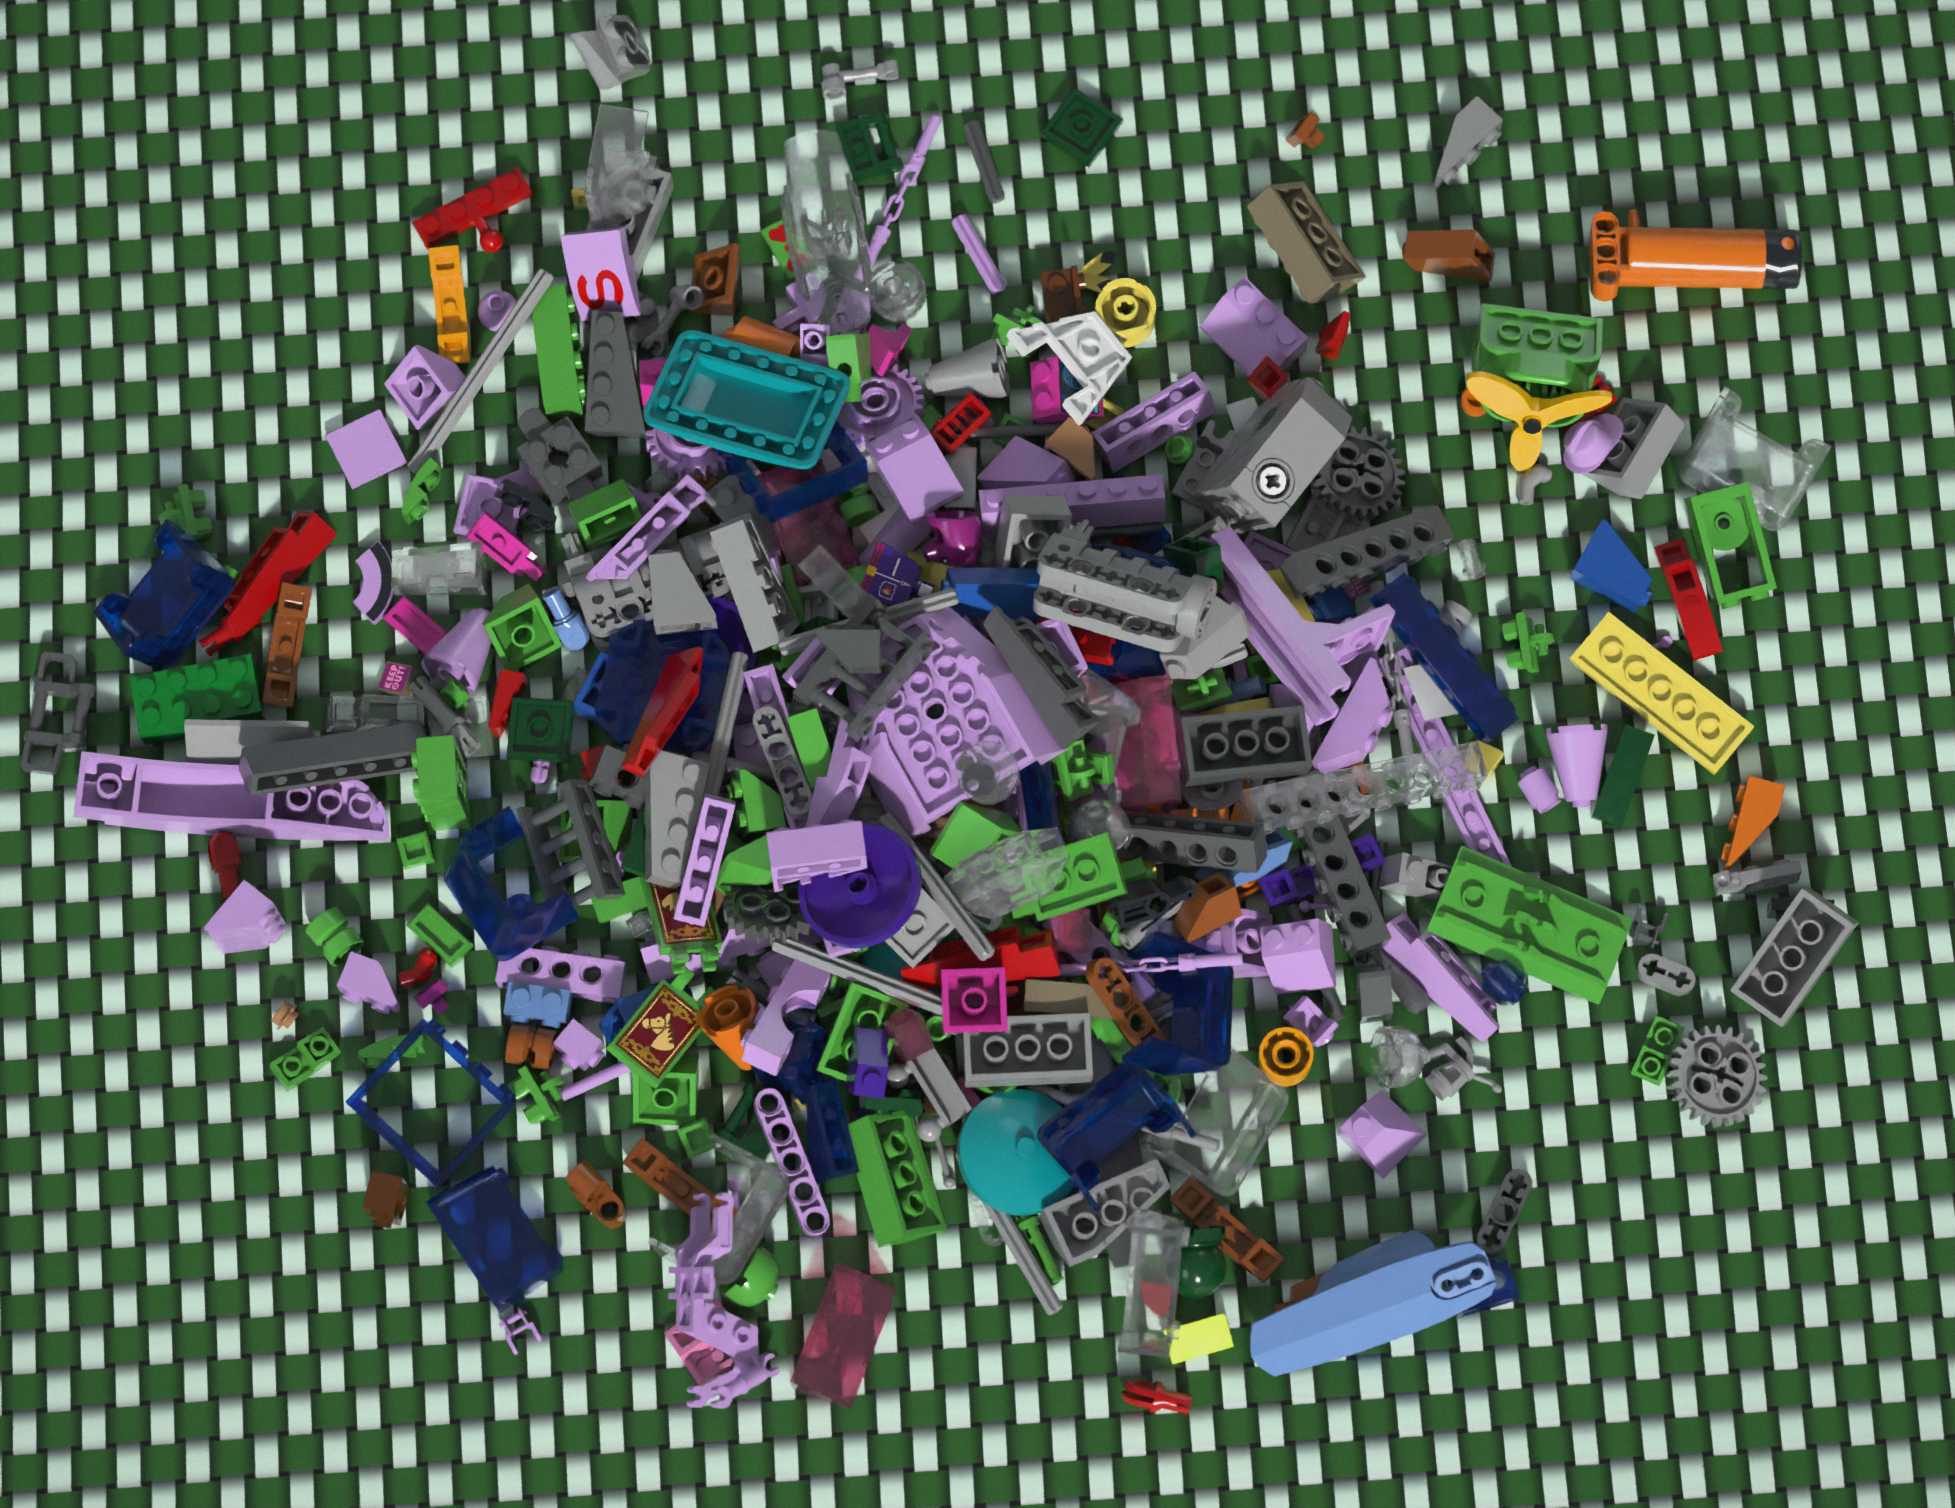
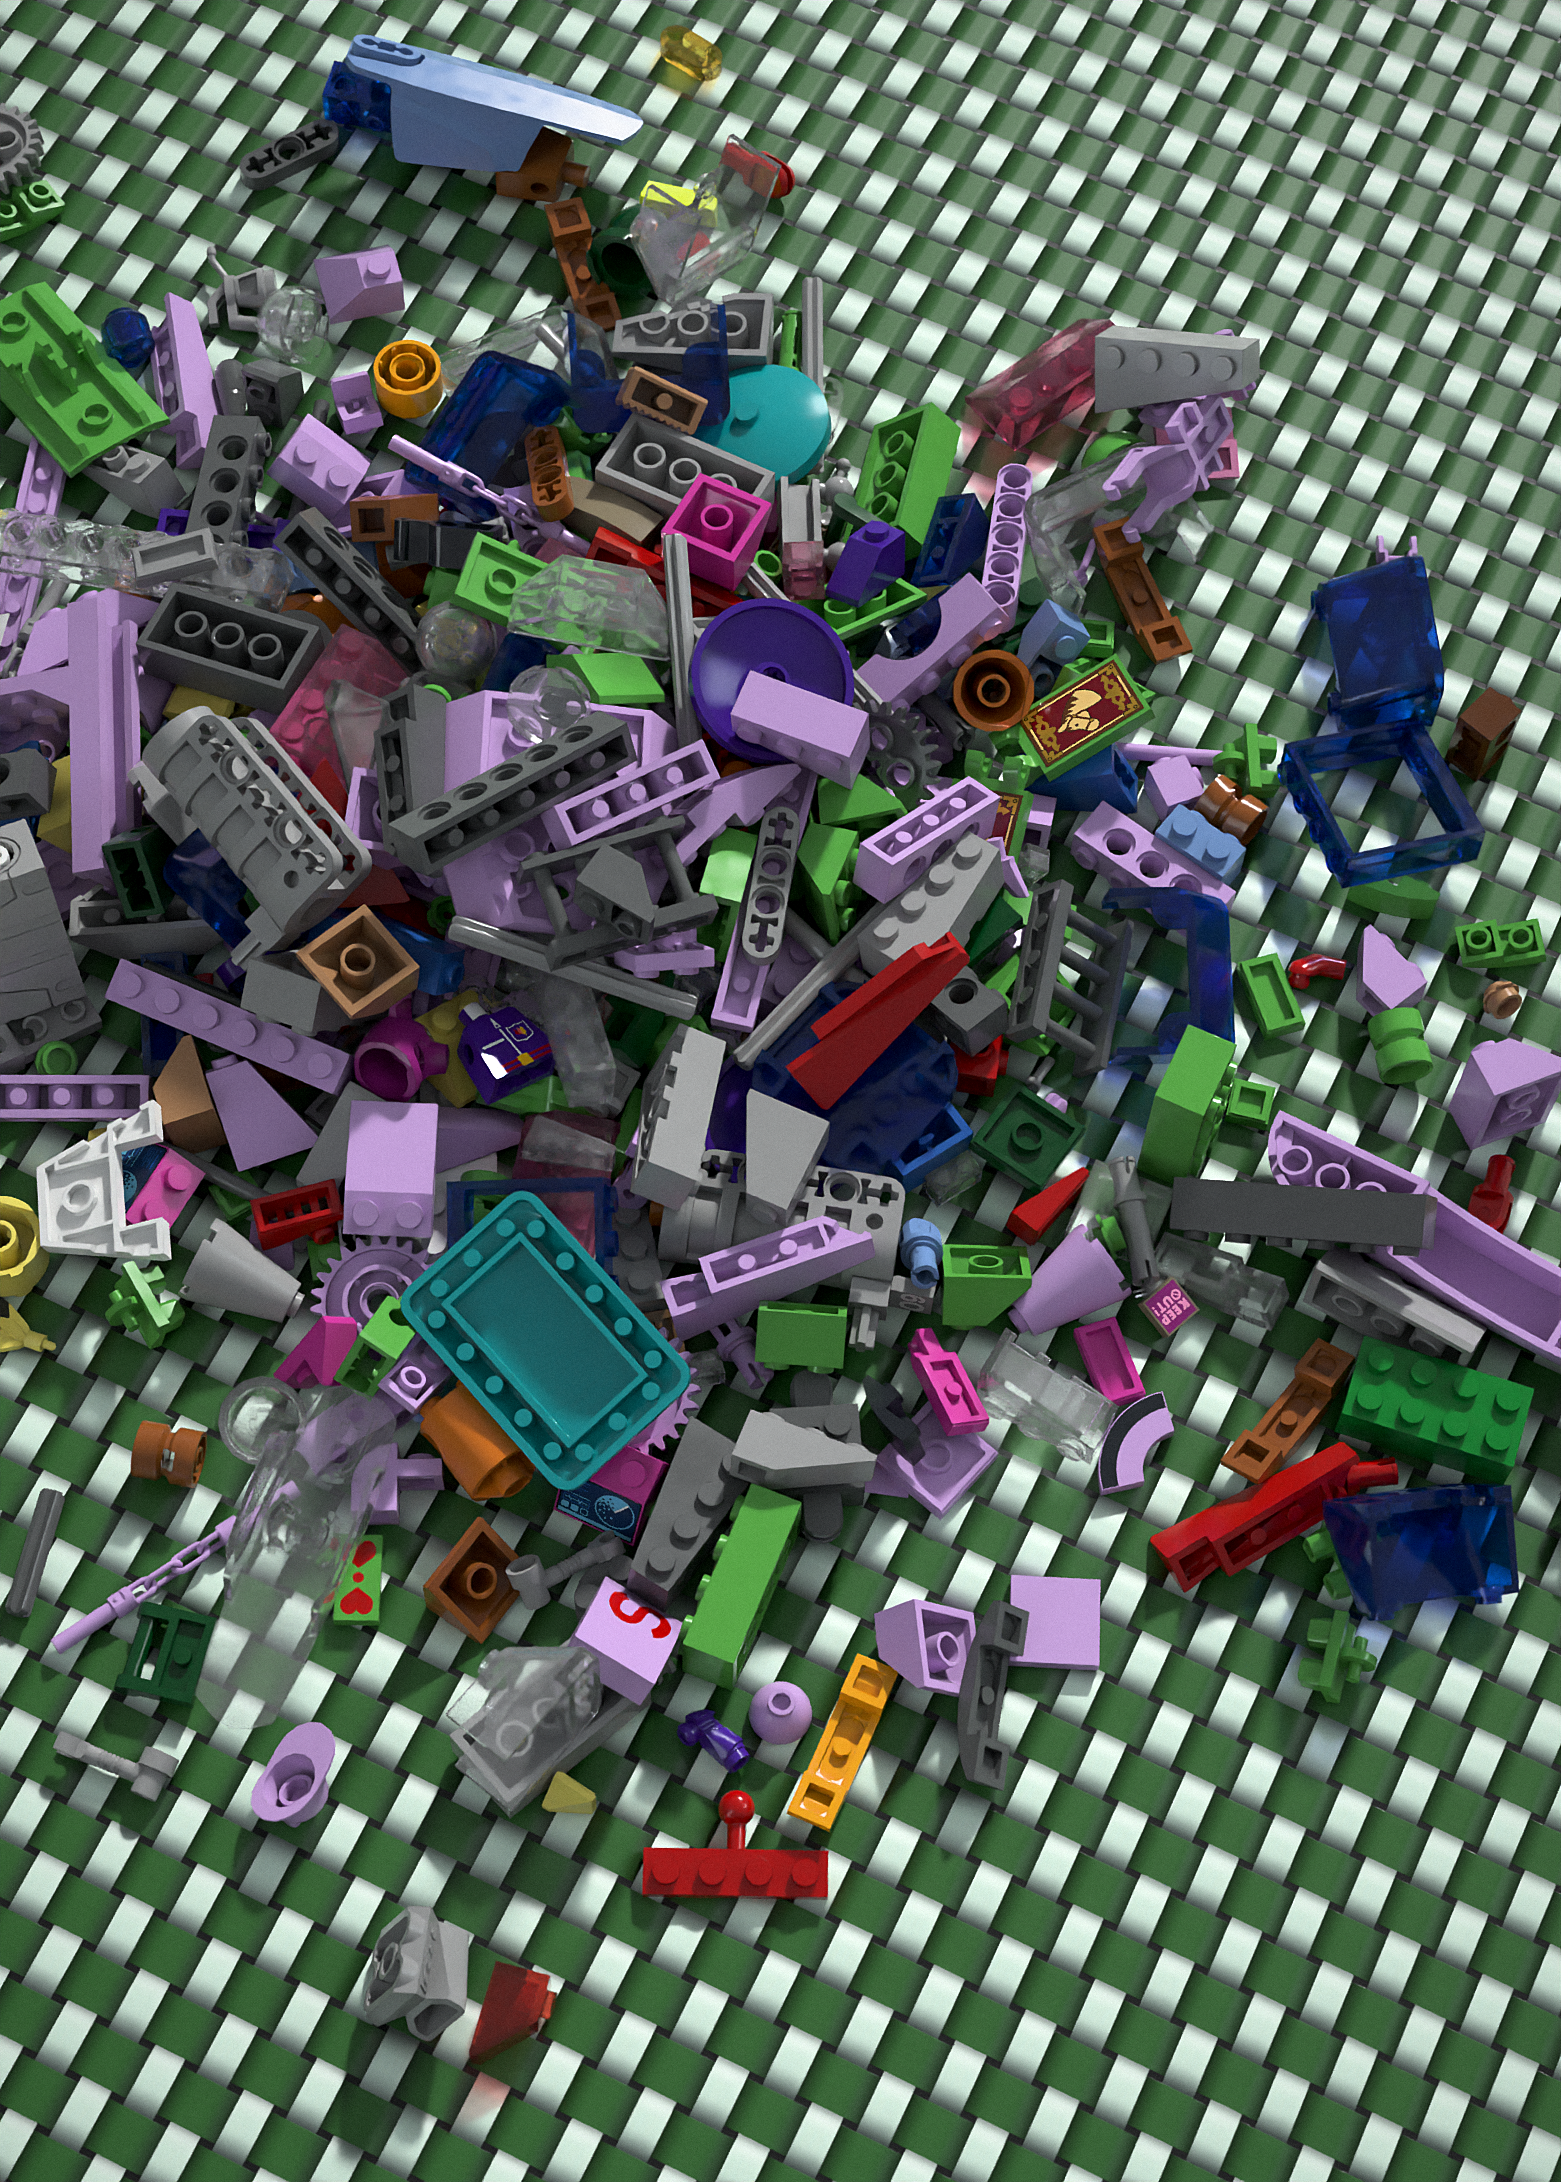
camera: 155 degrees left, 10 degrees down
(382, 372) = (982, 1693): none -> dark grey slope
(416, 500) = (1024, 1513): bright green slope -> none
(432, 996) = (1317, 928): magenta tile -> none
(481, 369) = (853, 1606): light grey axle -> none
(521, 272) = (717, 1740): none -> dark purple arm
(552, 68) = (511, 2010): none -> clear red slope
(568, 425) = (792, 1457): none -> light grey slope
(595, 1194) = (1241, 631): dark orange piece -> none
(650, 891) = (1013, 880): none -> lavender bar
(719, 1099) = (1049, 643): none -> medium blue slope
(743, 1348) = (1166, 365): none -> light grey wedge
(748, 114) = (294, 1779): none -> lavender piece
(806, 540) = (563, 1145): none -> clear slope
(893, 732) = (630, 796): none -> lavender brick
(942, 251) = (153, 1452): none -> dark orange wheel
(950, 690) = (512, 792): none -> dark grey brick
(978, 254) = (124, 1434): lavender axle -> none
(998, 542) = (361, 965): none -> medium nougat slope
(1062, 293) = (61, 1311): reddish brown bracket -> none
(1077, 1091) = (661, 401): none -> medium nougat brick
(1274, 1473) = (690, 53): none -> clear yellow beam
(1324, 785) = (174, 558): none -> light grey tile

